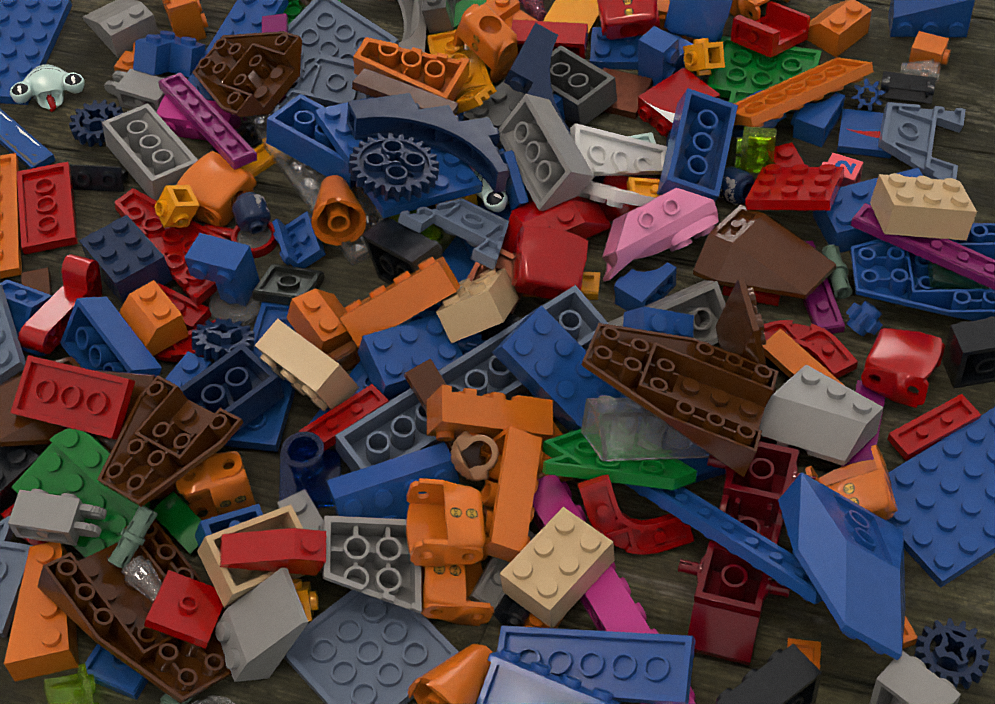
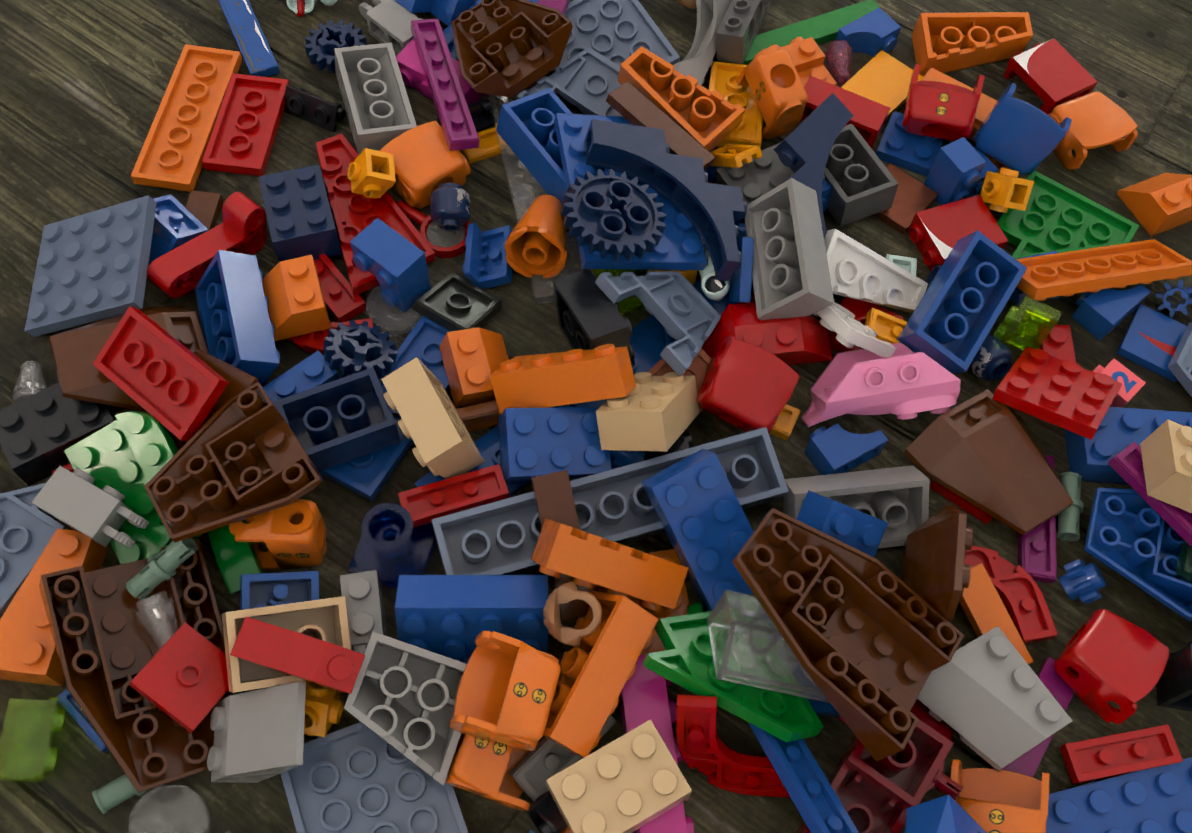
camera: 10 degrees right, 10 degrees up
(772, 33) = (1092, 185): red panel -> none

